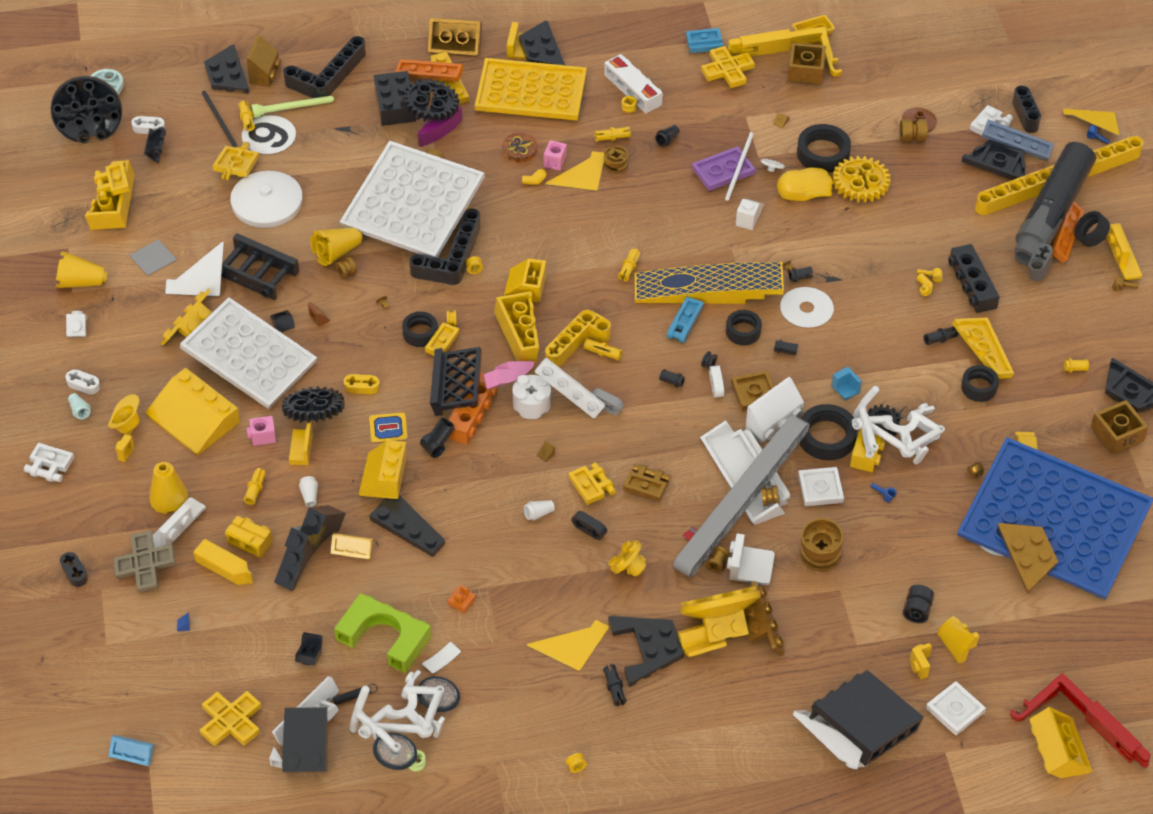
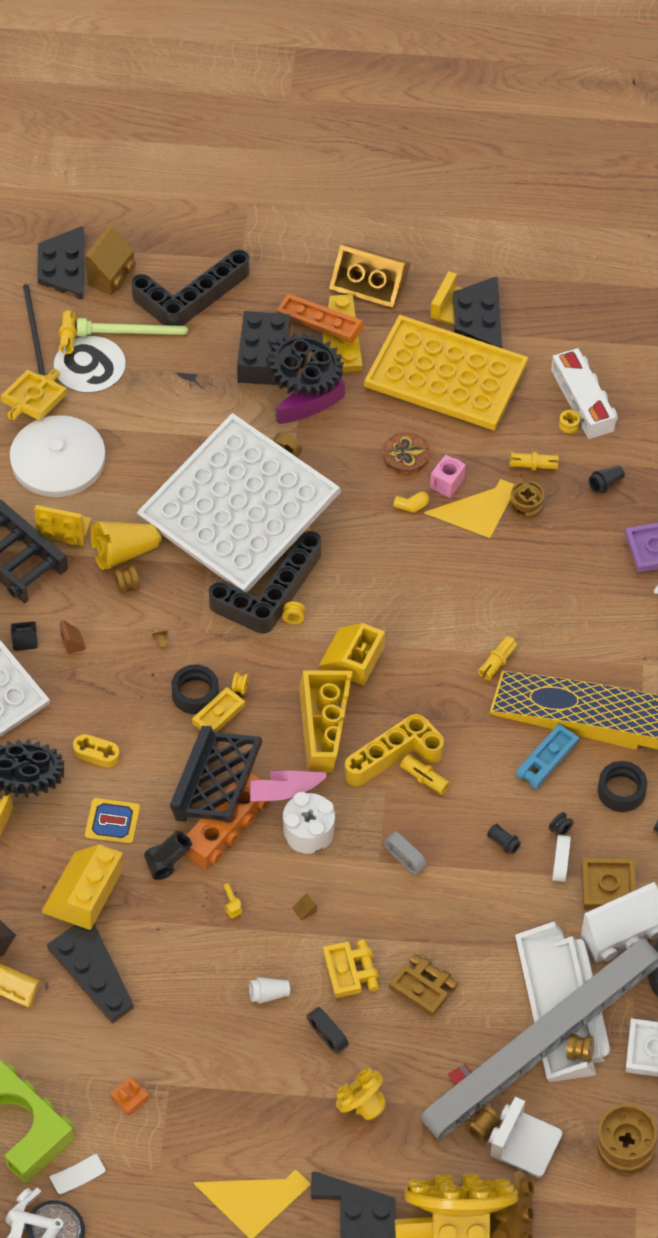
camera: 15 degrees right, 5 degrees up
(287, 240) = (62, 525): none -> yellow bracket
(495, 461) = (232, 908): none -> yellow hand
(570, 387) = (360, 824): white bracket -> none

